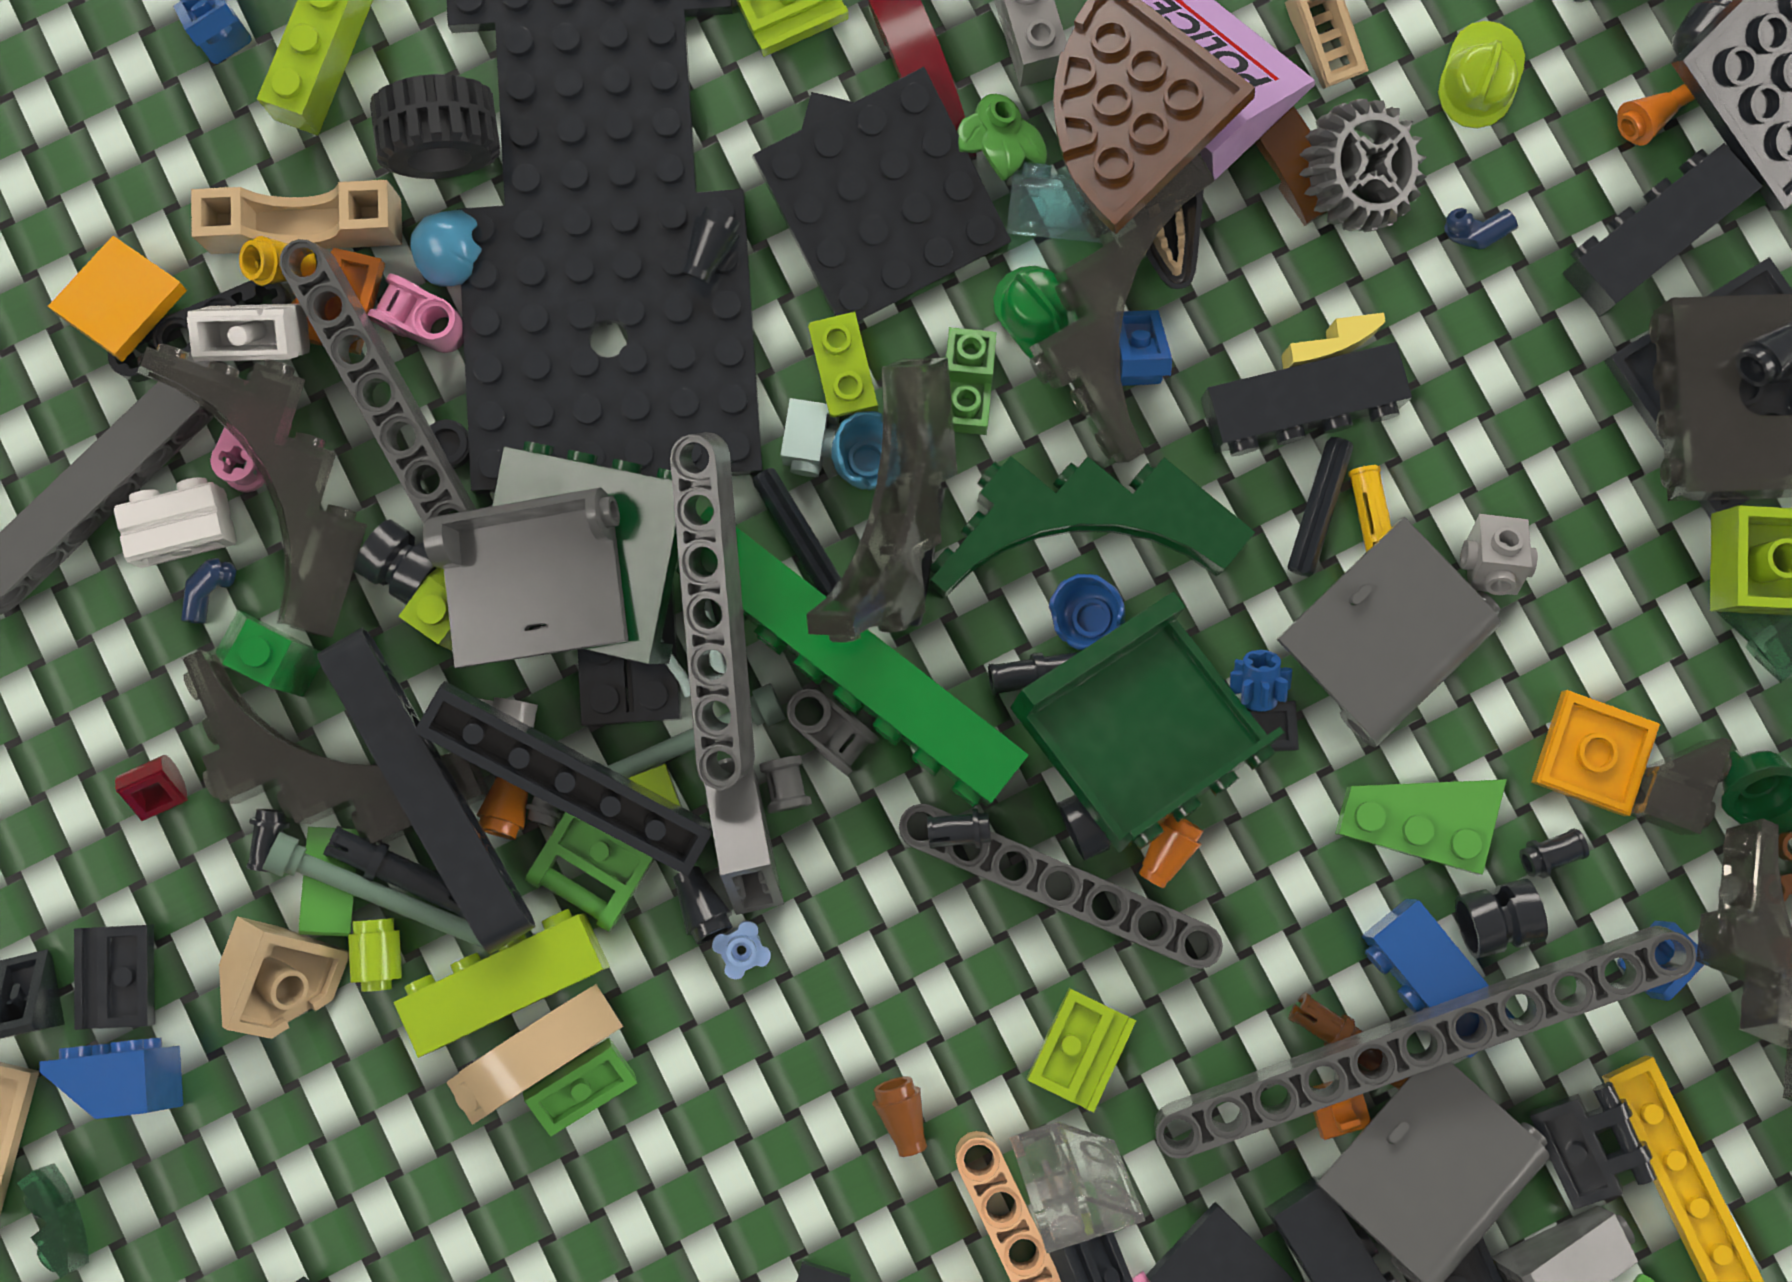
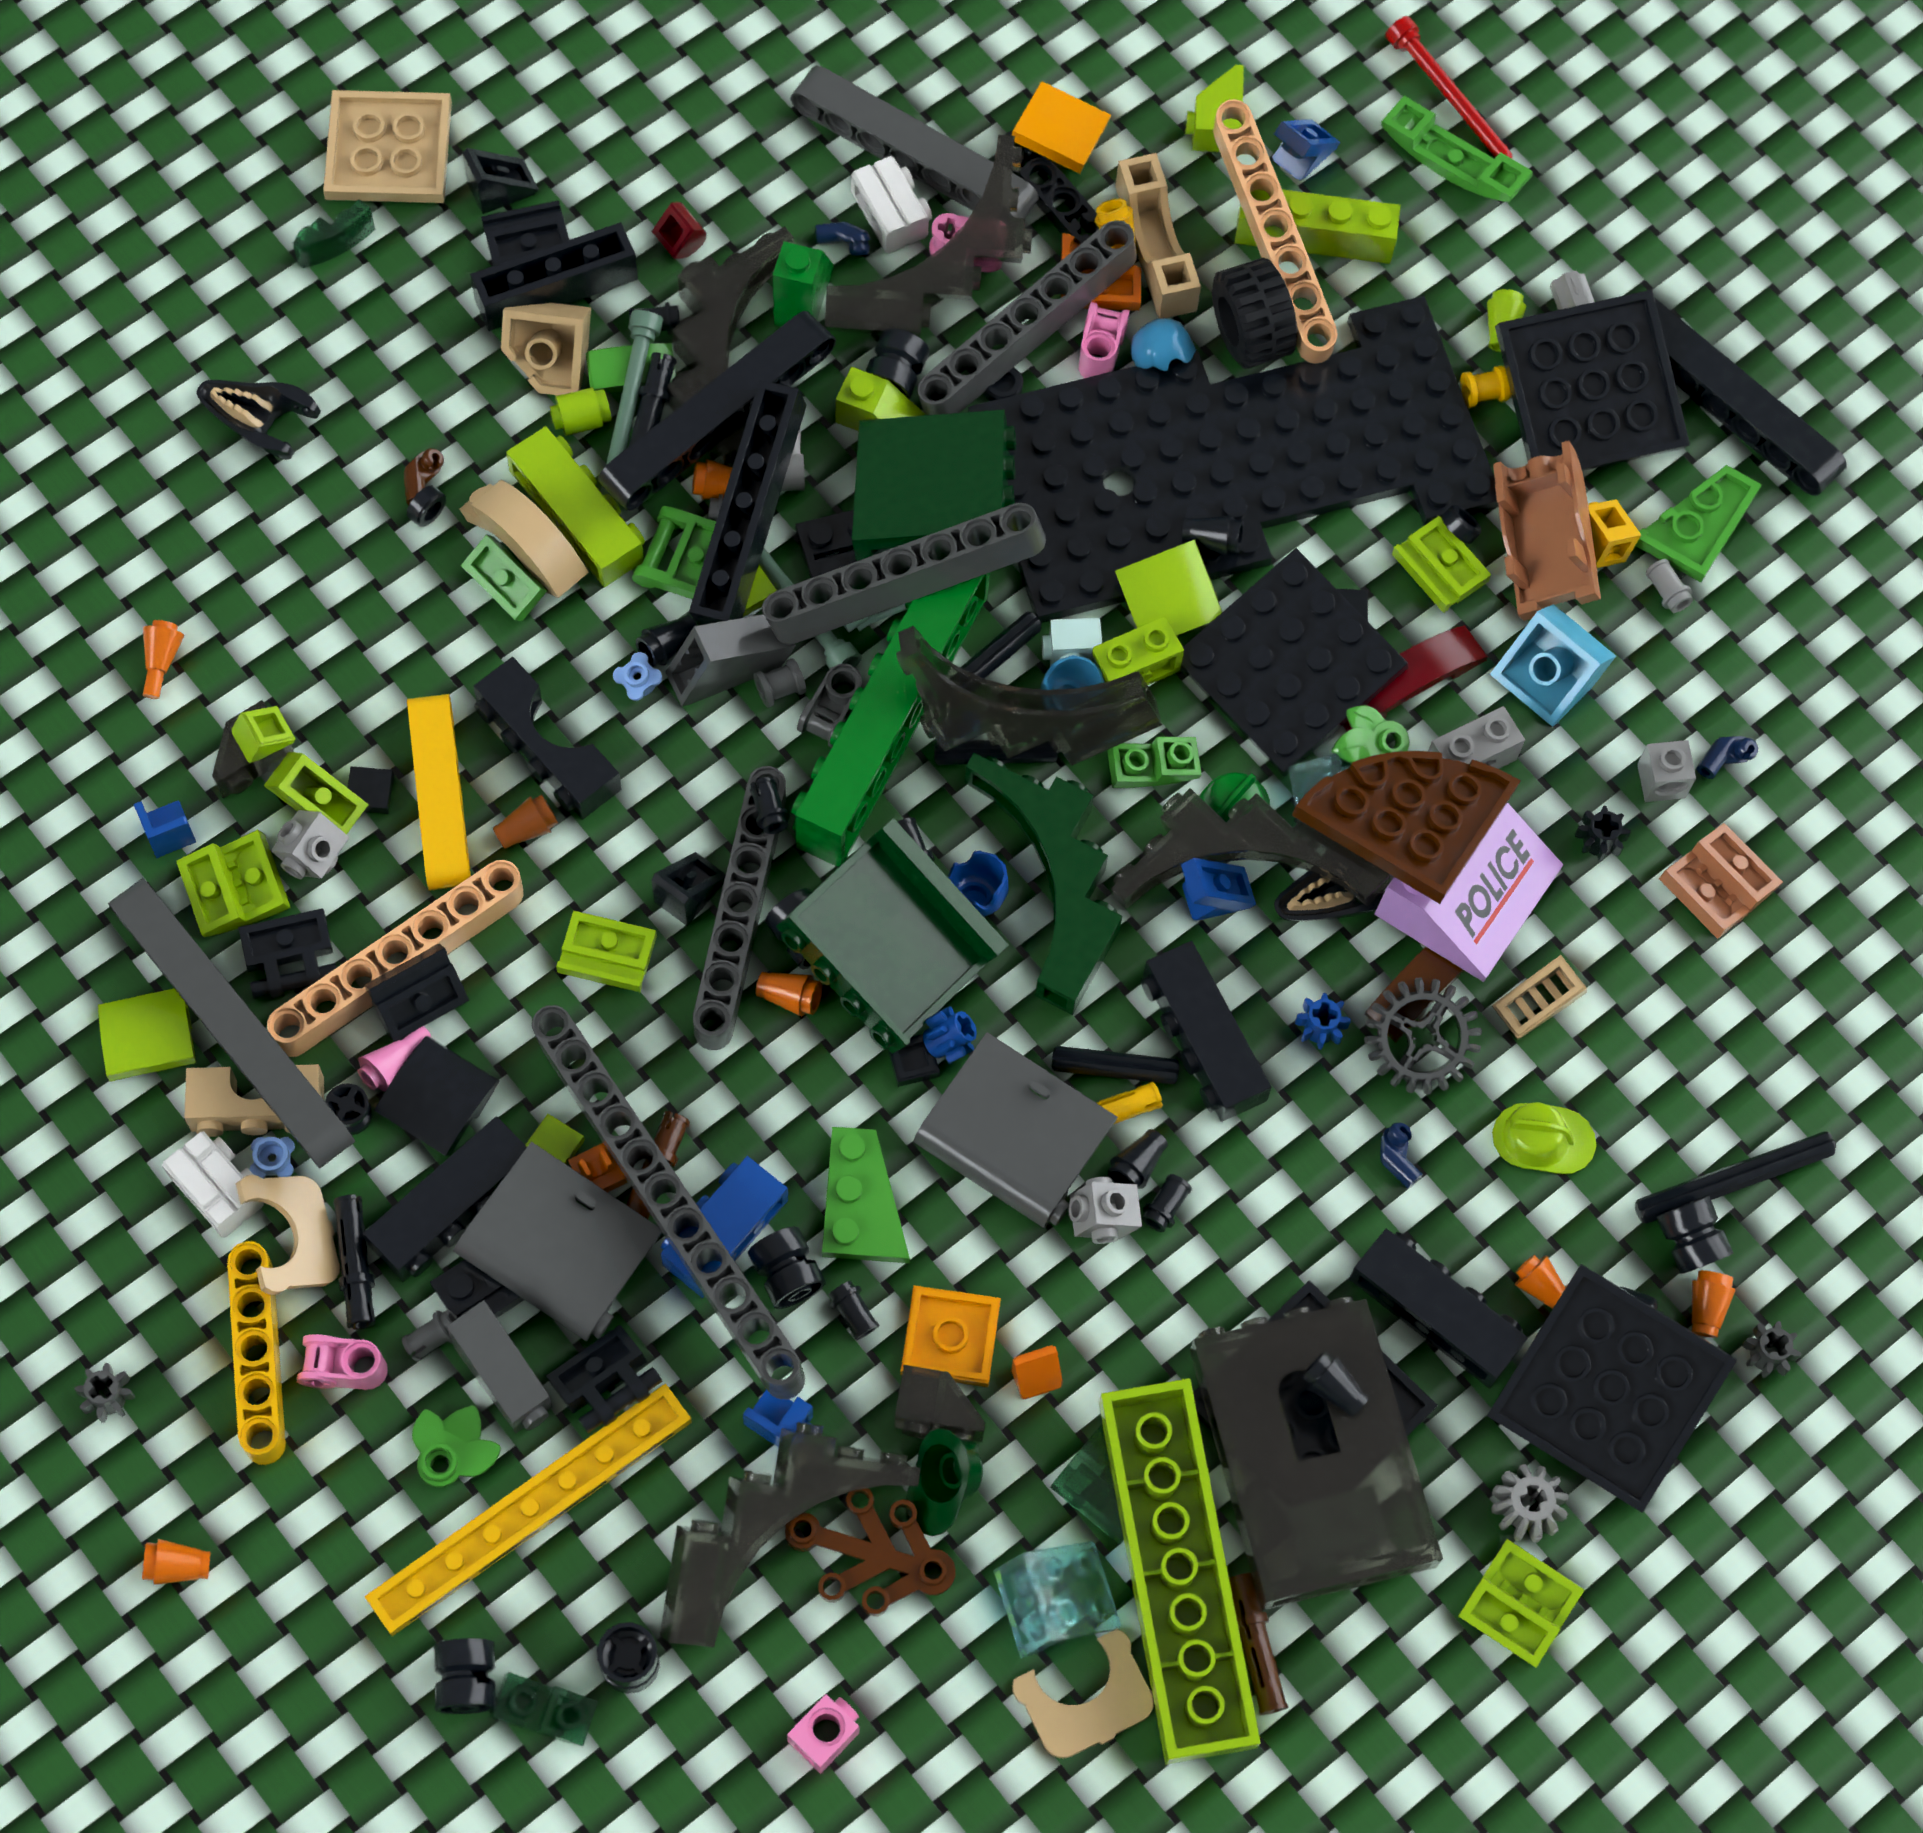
camera: 75 degrees right, 15 degrees down
(119, 1077) = (451, 250): blue slope -> none
(145, 107) = (1201, 120): none -> lime slope
(182, 952) = (556, 274): none -> black brick
(248, 332) = (1051, 214): white brick -> none
(312, 64) = (1277, 213): none -> light nougat beam
(413, 1166) = (421, 471): none -> reddish brown arm
(462, 1165) = (426, 506): none -> black tile
(529, 568) = (908, 440): dark grey door -> none
(746, 1105) = (579, 774): none -> black arch
(767, 312) = (1171, 587): none -> lime slope
(842, 1212) = (438, 791): none -> yellow beam
(1018, 938) = (686, 886): none -> black slope
(1074, 1184) = (495, 950): clear slope -> none
(1299, 1151) = (557, 1139): none -> lime tile
(1329, 269) = (1331, 1012): none -> blue gear
(1342, 338) = (1268, 1051): light yellow slope -> none
(1439, 507) = (1138, 1160): none -> black cone
(1491, 488) = (1166, 1203): none -> black pin
(1652, 669) = (1037, 1372): none -> orange slope

